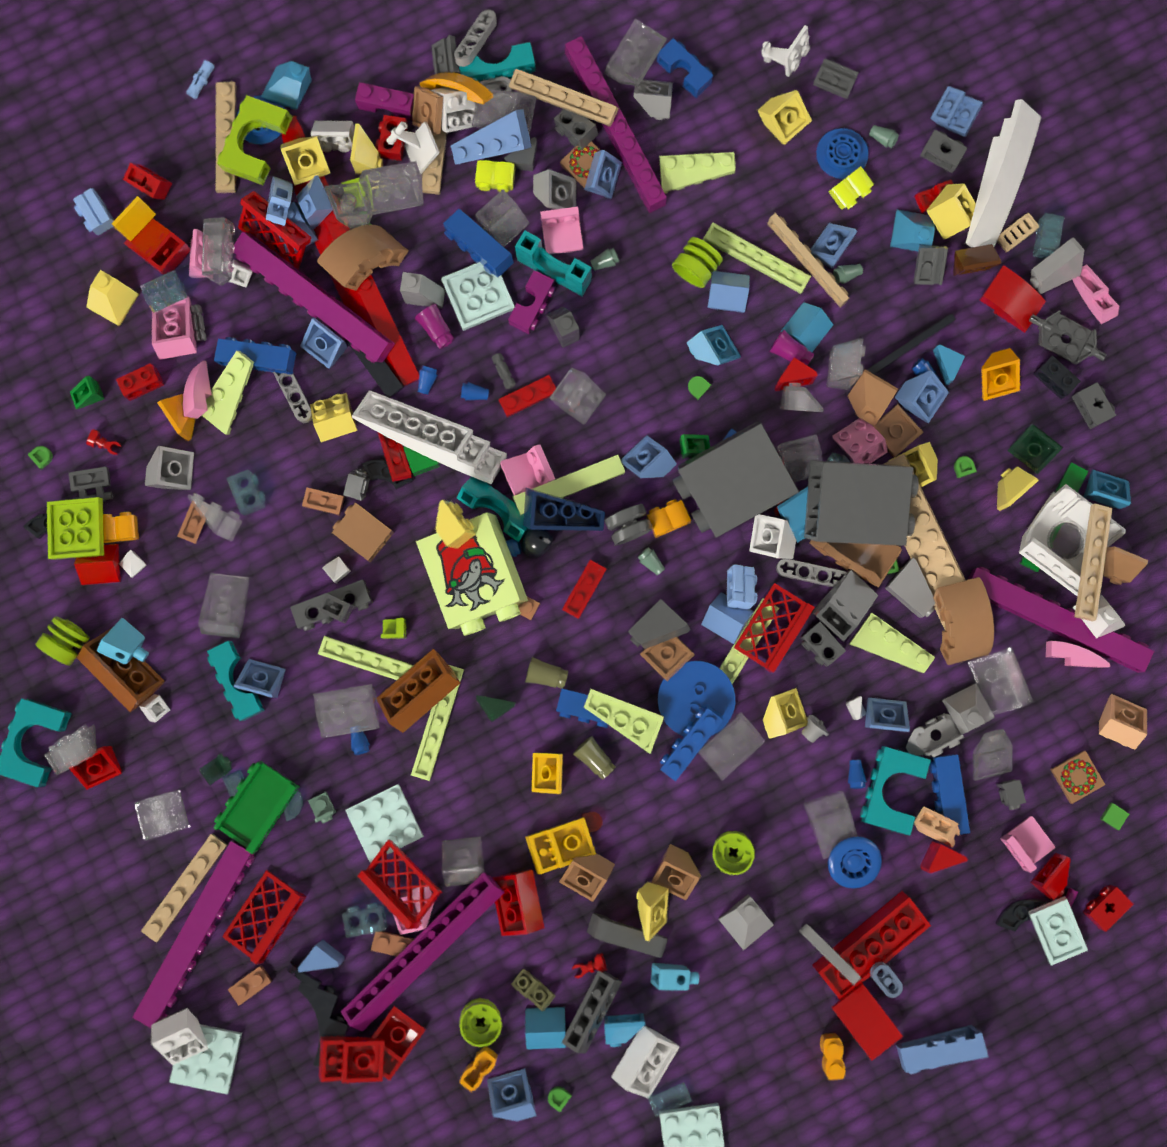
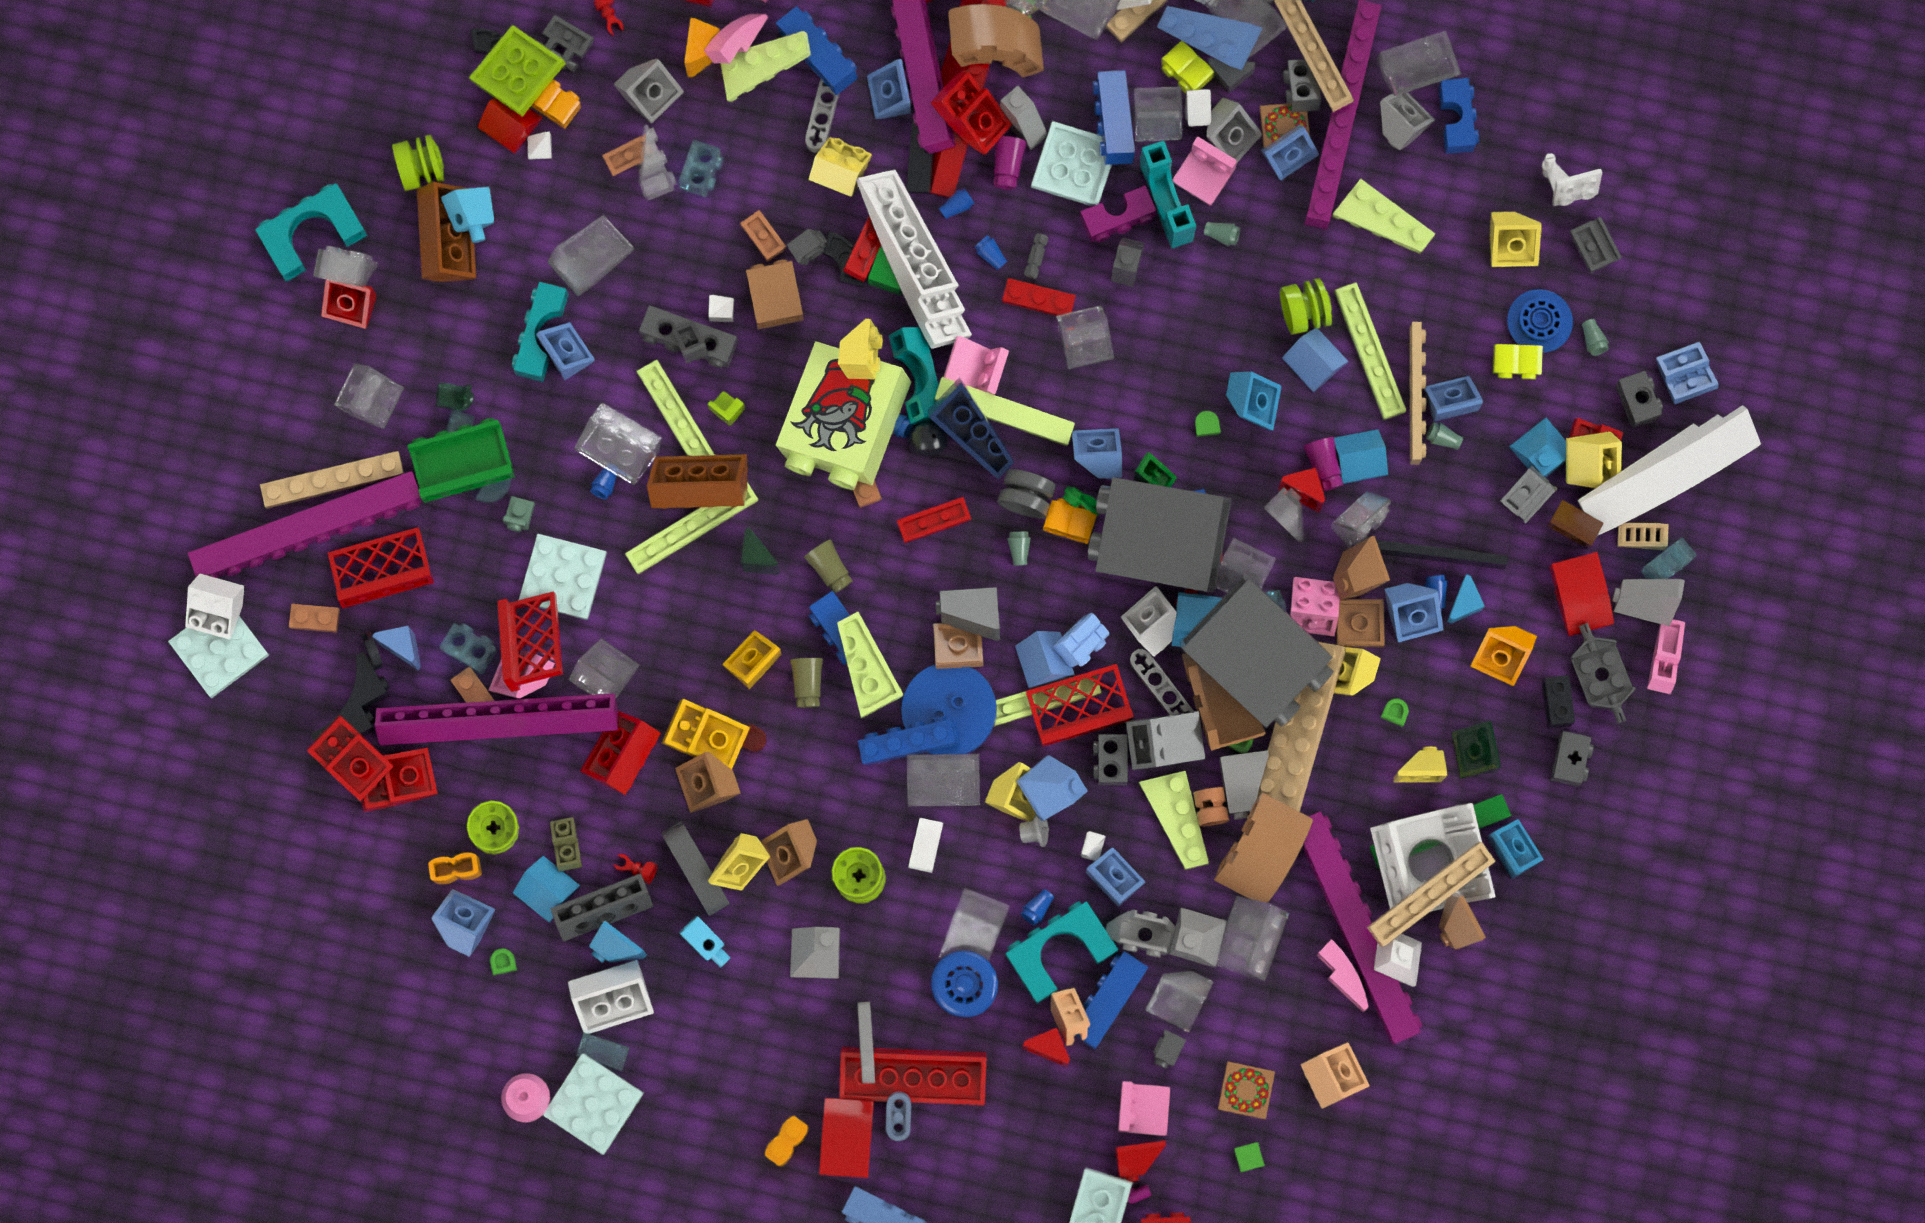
camera: 40 degrees right, 5 degrees down
(154, 708) = (446, 294): white slope -> none
(387, 313) = (971, 112): none -> red slope
(524, 193) = (1198, 107): none -> white slope
(662, 501) = (1076, 497): none -> green plate
(755, 796) = (925, 845): none -> white slope
(803, 694) = (1051, 787): none -> medium blue slope
(914, 624) = (1211, 815): none -> nougat wheel
(1017, 913) = (1073, 1165): black tile -> none

